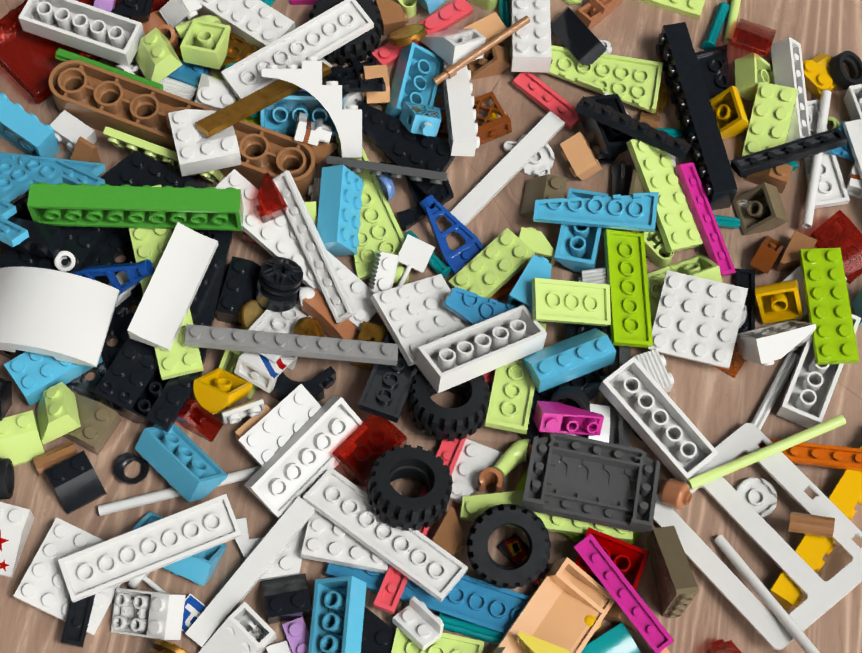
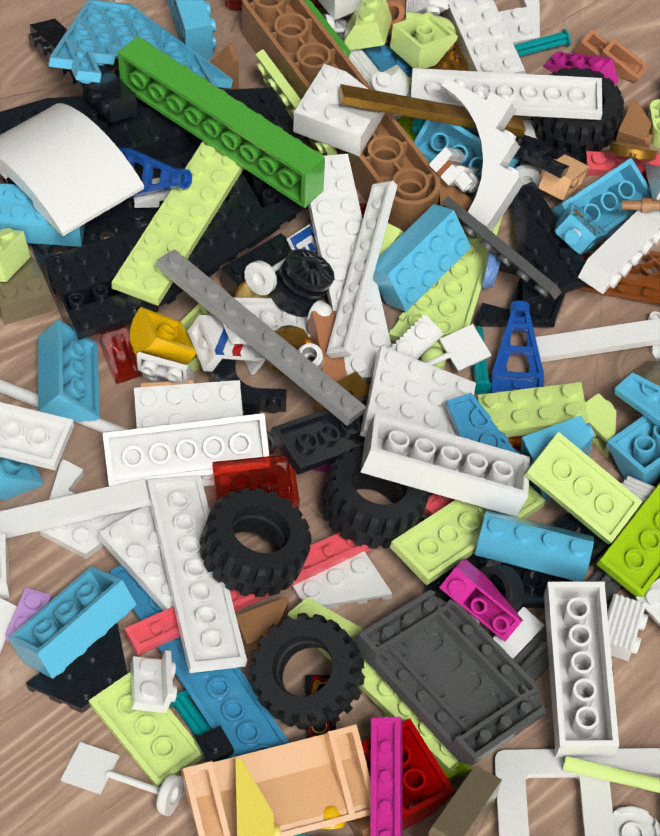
camera: 40 degrees right, 10 degrees down
(63, 255) = (118, 128): white piece -> none
(69, 129) = (238, 36): white brick -> none
(125, 459) = (17, 344): black piece -> none
(172, 288) = (190, 210): white arch -> none
(253, 299) = (262, 277): none -> white piece
(269, 201) = (352, 198): clear red slope -> none
(287, 598) = (49, 566): black slope -> none
(335, 329) = (311, 350): none -> white brick
(488, 634) = (214, 745): none -> black plate
(514, 455) = (372, 602): piece -> none
(675, 493) = (538, 758): nougat head -> none

